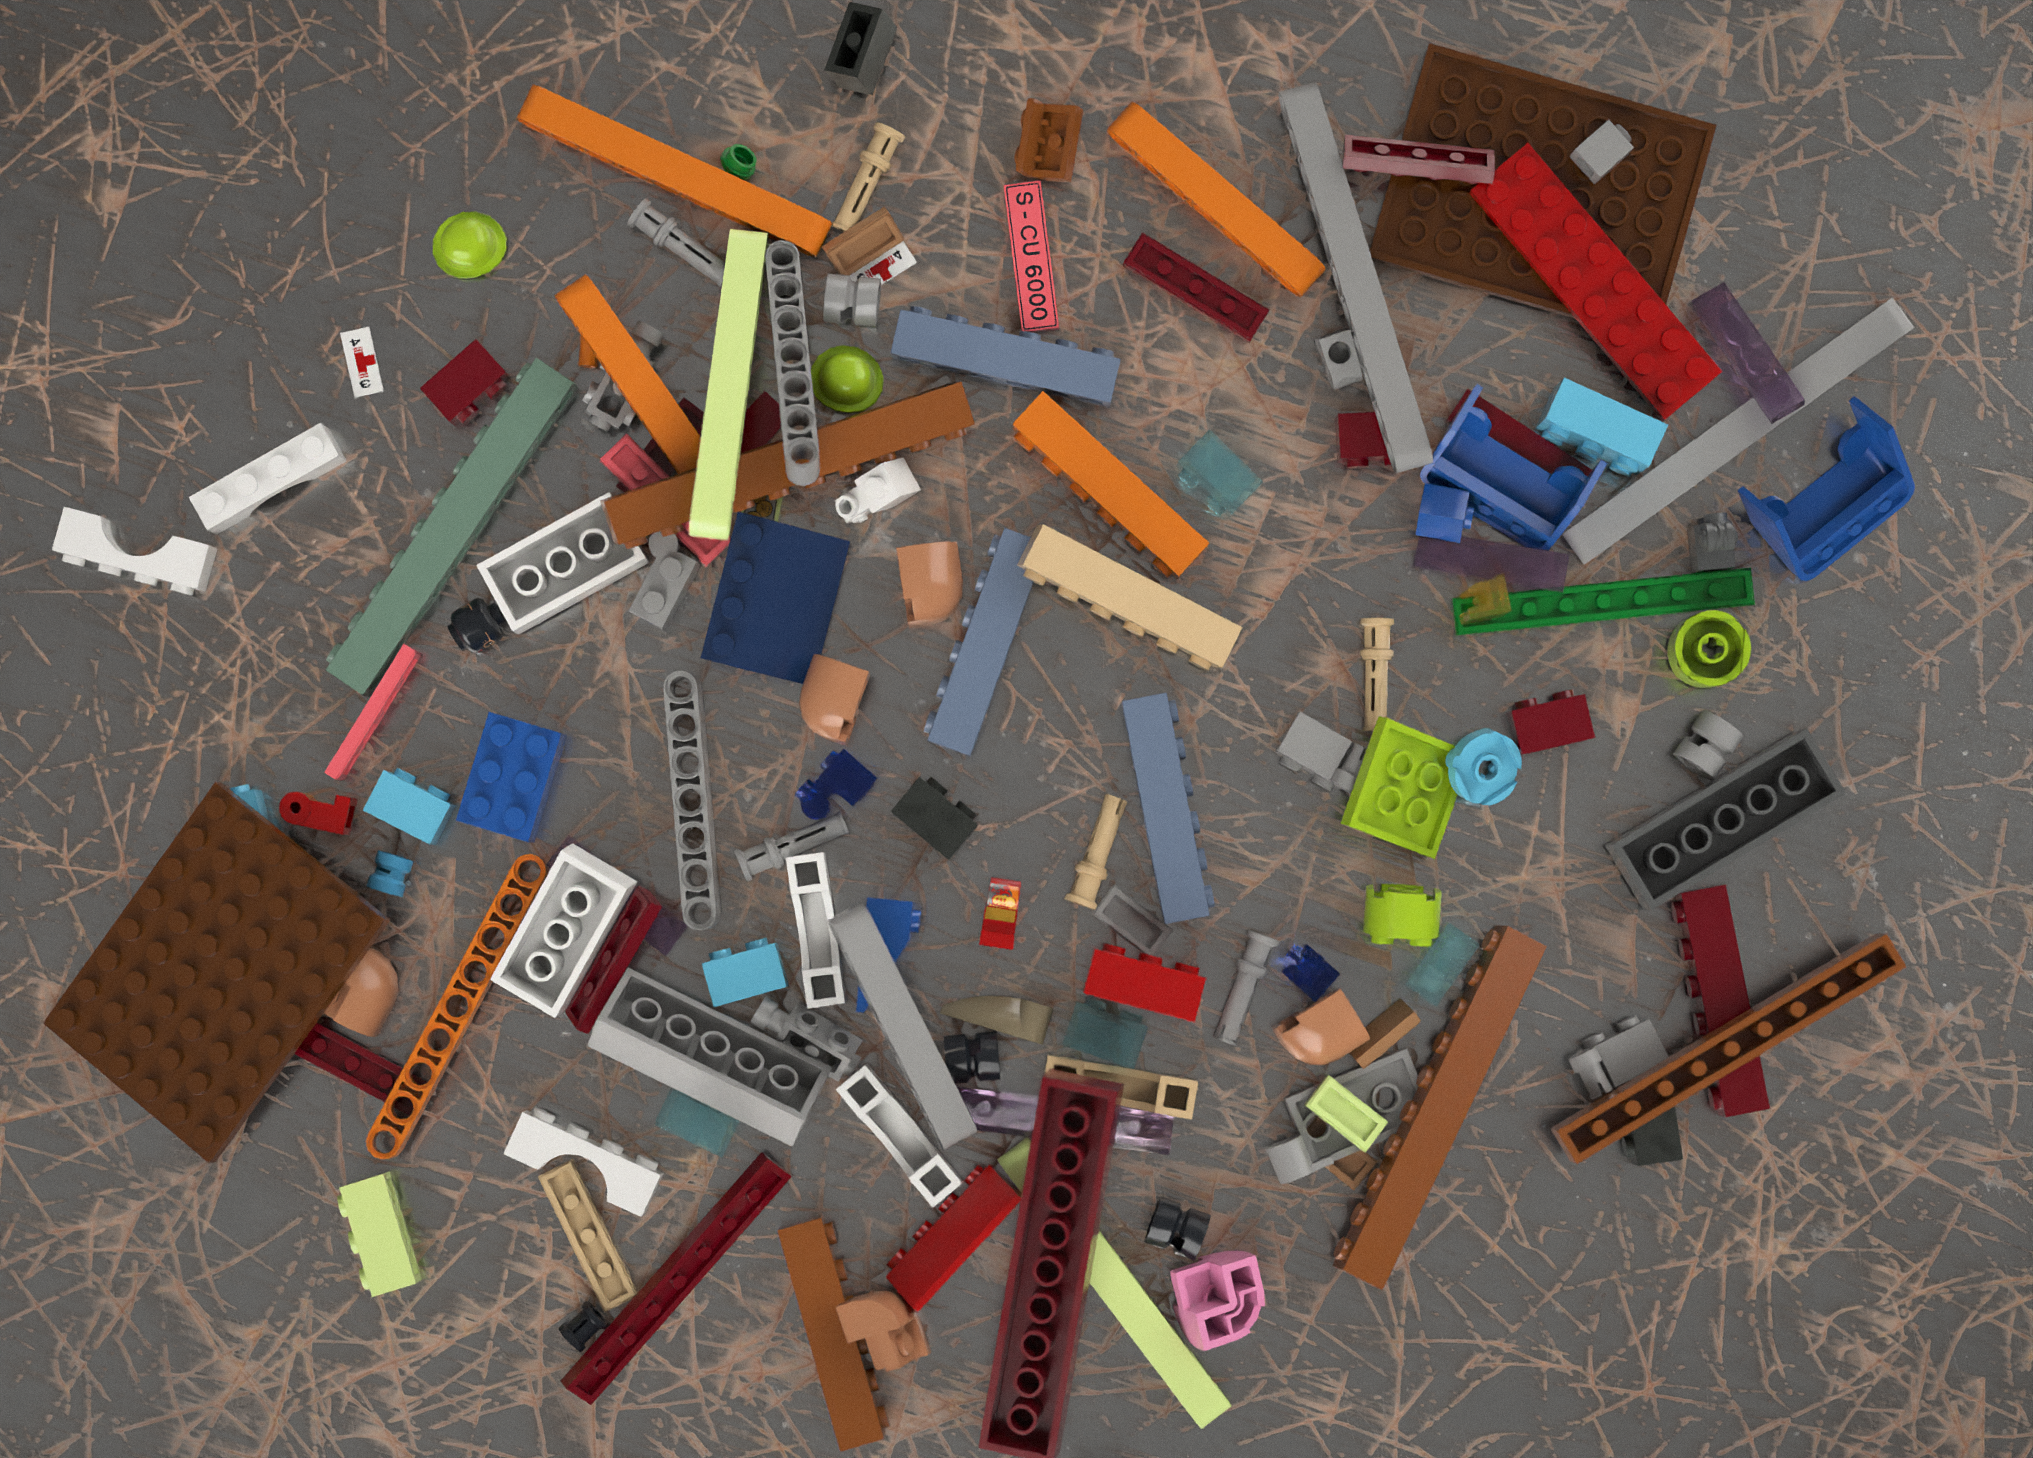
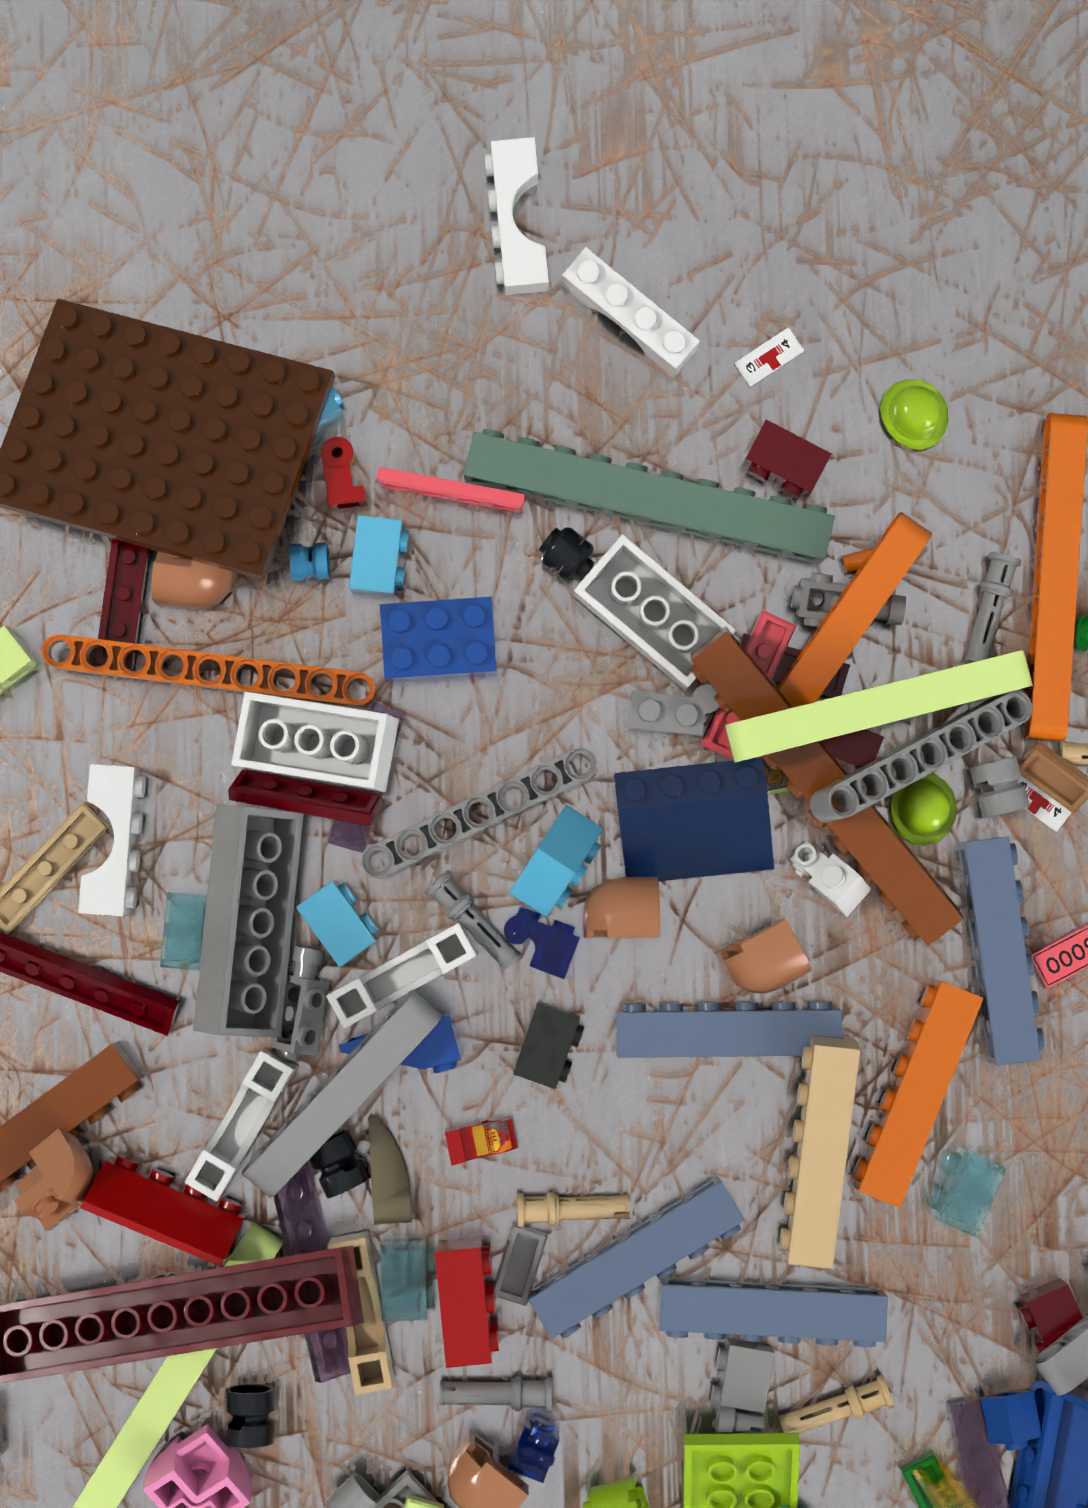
camera: 65 degrees right, 0 degrees up
(765, 743) = (558, 862): none -> medium azure brick
(1263, 698) = (772, 1311): none -> sand blue brick

